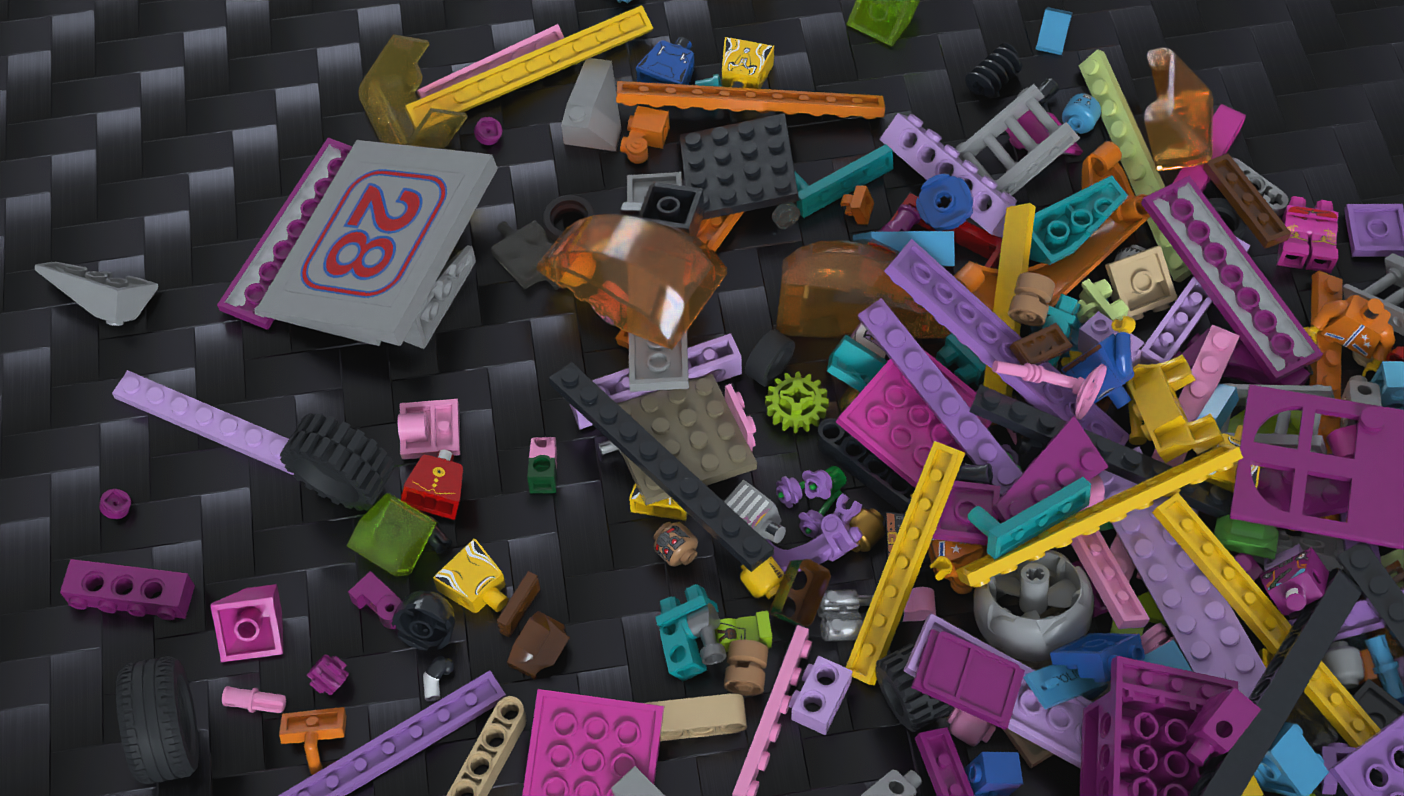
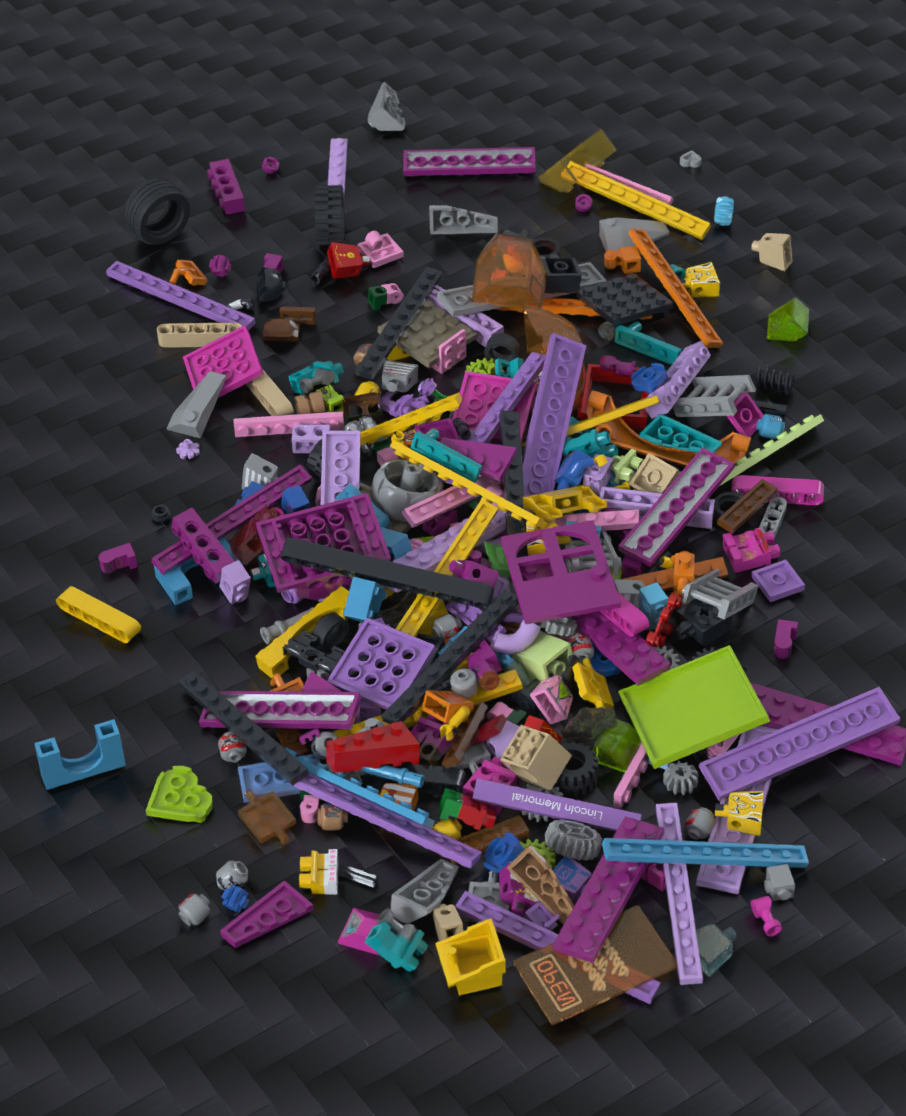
camera: 65 degrees right, 15 degrees down
(249, 624) = (232, 231): dark pink slope -> none
(253, 700) = (194, 249): bright pink axle -> none
(378, 240) = (475, 181): light grey slope -> none
(392, 535) = (305, 255): clear neon green slope -> none
(472, 580) = (303, 293): yellow torso -> none
(667, 63) = (679, 251): blue torso -> none
(859, 204) = (636, 354): orange tile -> none
(936, 243) = (600, 371): dark azure slope -> none
(968, 678) = (333, 459): magenta piece -> none
(1031, 299) = (598, 417): medium nougat wheel -> none
(1041, 345) = (563, 432): reddish brown plate -> none
(1054, 30) = (832, 398): dark azure slope -> none
(1084, 388) = (547, 456): bright pink dish -> none
(1095, 652) = (384, 513): blue plate -> none
(1182, 116) = (788, 452): clear orange windscreen -> none
(1219, 725) = (350, 539): magenta torso -> none

